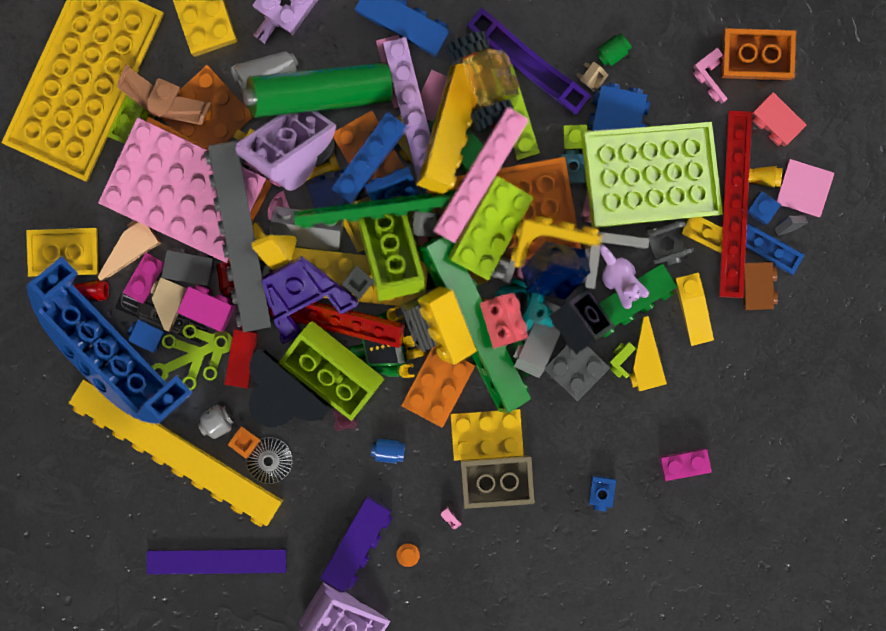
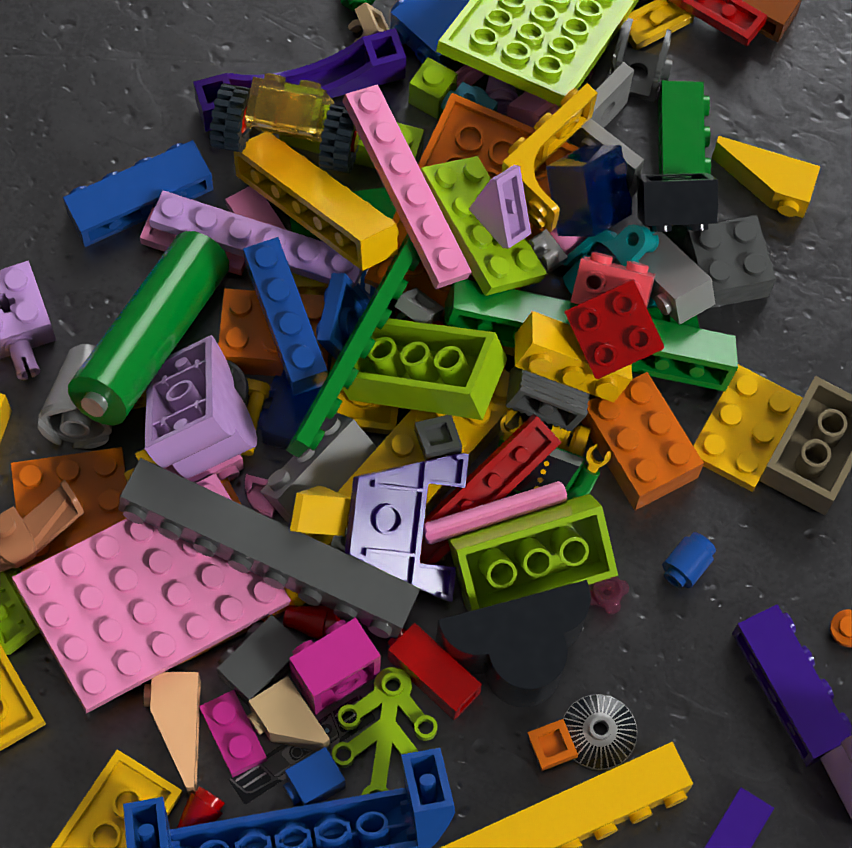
camera: 60 degrees left, 20 degrees down
(215, 421) = (498, 762): light grey head -> none
(340, 337) = (494, 512): none -> bright pink axle
(449, 517) = (830, 540): bright pink tile -> none
(470, 338) = (614, 329): none -> red bracket
(500, 238) = (503, 208): none -> lavender slope
(620, 275) = (654, 132): lavender animal -> none
(621, 353) = (746, 201): lime bracket -> none
(694, 308) = (741, 86): yellow slope -> none

